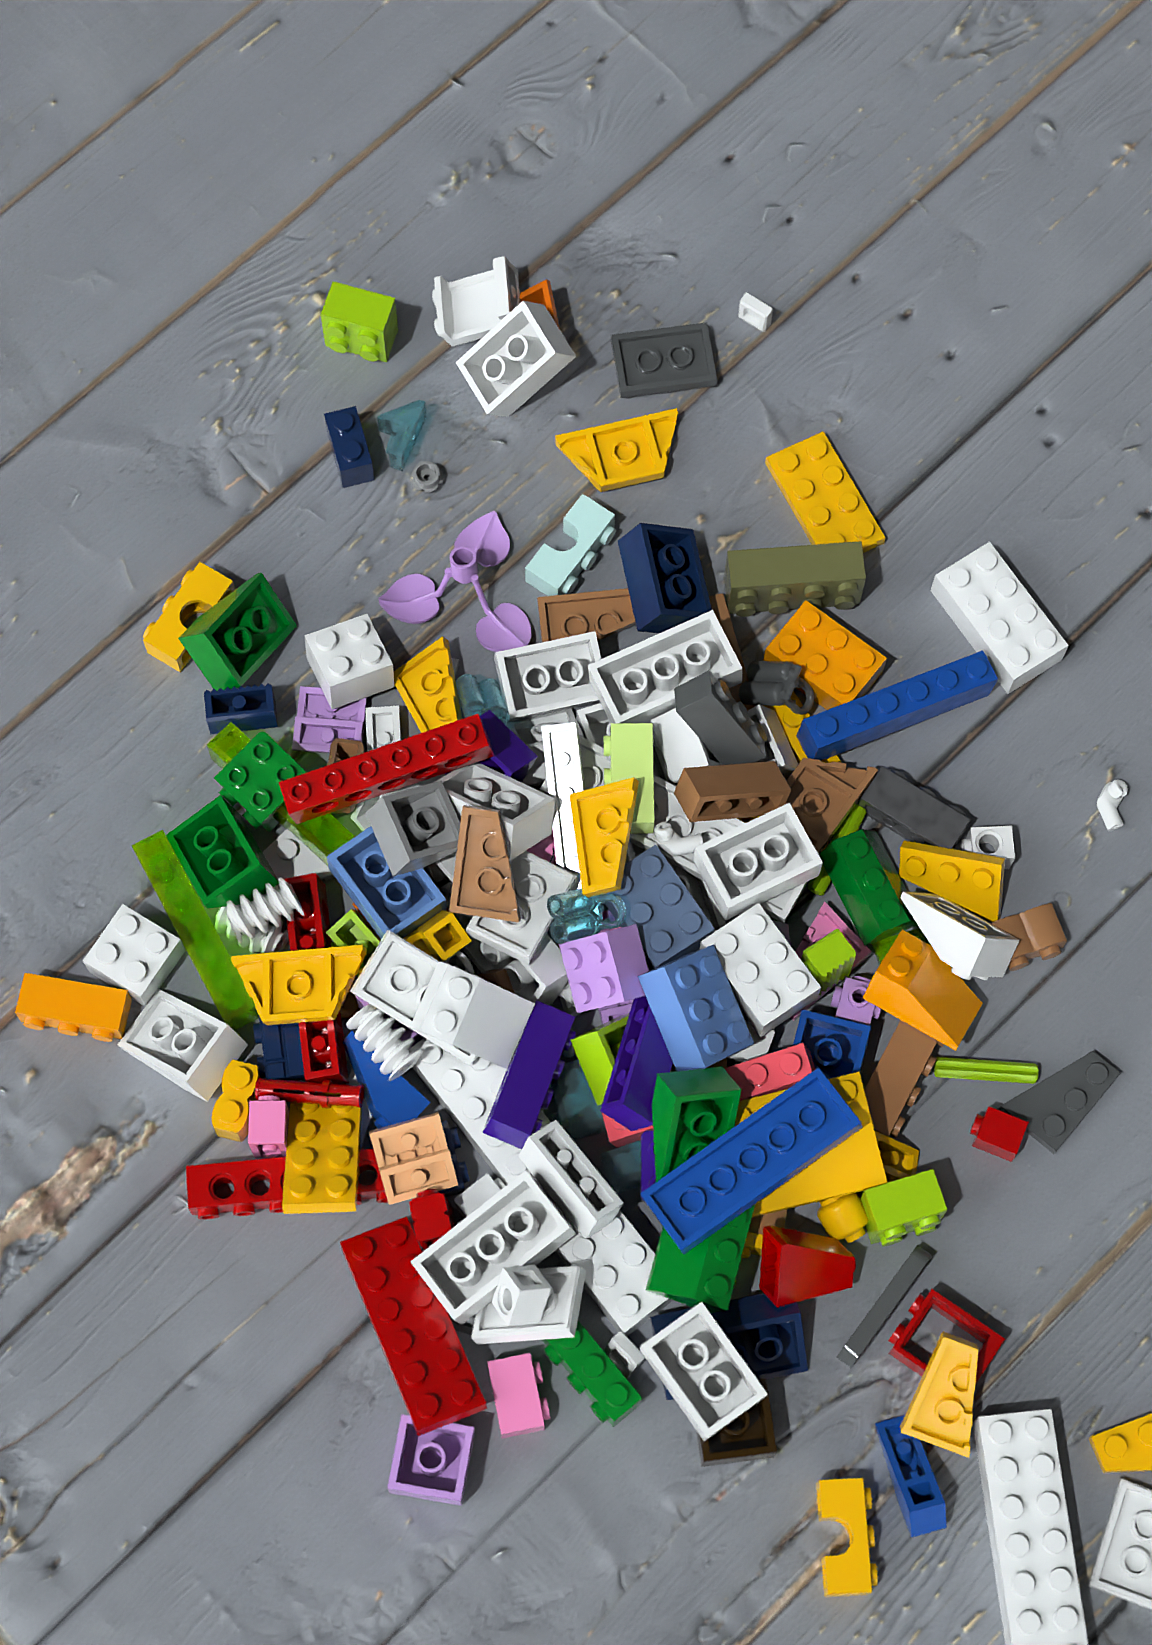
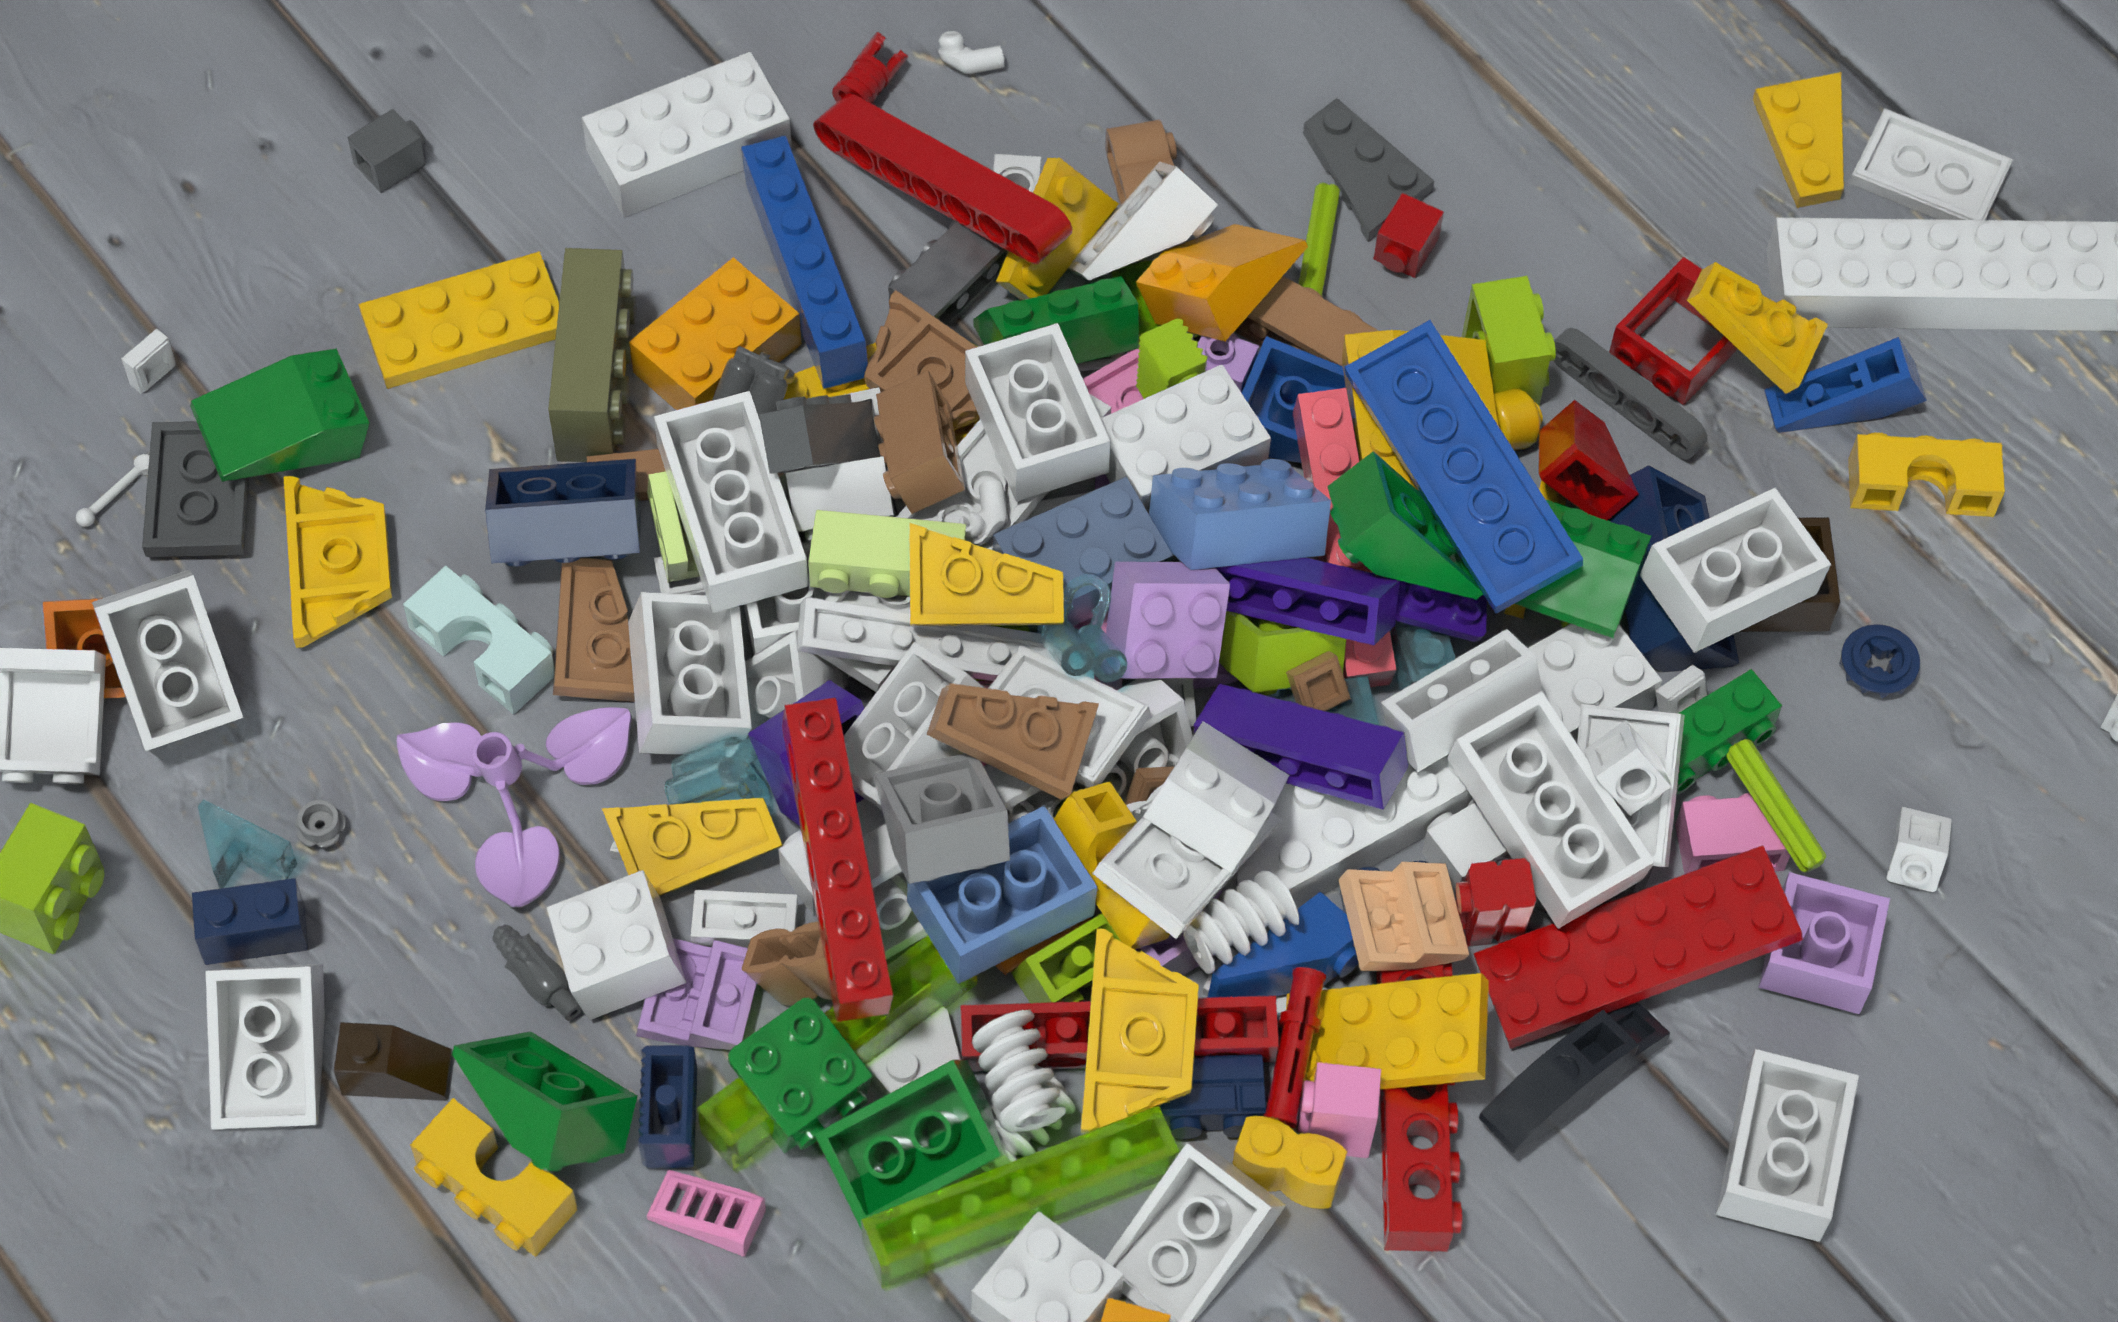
camera: 85 degrees left, 10 degrees down
(172, 770) = (734, 1240): none -> bright pink slope
(261, 543) = (390, 1063): none -> dark brown slope
(270, 471) = (265, 1045): none -> white slope
(273, 1435) = (1787, 1145): none -> white brick
(317, 1288) = (1571, 1072): none -> black slope
(343, 611) = (536, 971): none -> dark grey piece
(524, 1534) = (1919, 849): none -> white bracket
(529, 1417) = (1776, 806): none -> lime axle
(584, 1085) = (1319, 683): none -> medium nougat tile
(636, 300) = (86, 516): none -> white hinge
(682, 1487) = (1882, 642): none -> dark blue gear
(716, 396) = (283, 417): none -> green slope
(951, 427) = (387, 150): none -> dark grey brick
(978, 790) = (943, 178): none -> red beam
(1072, 733) = (868, 74): none -> red hinge

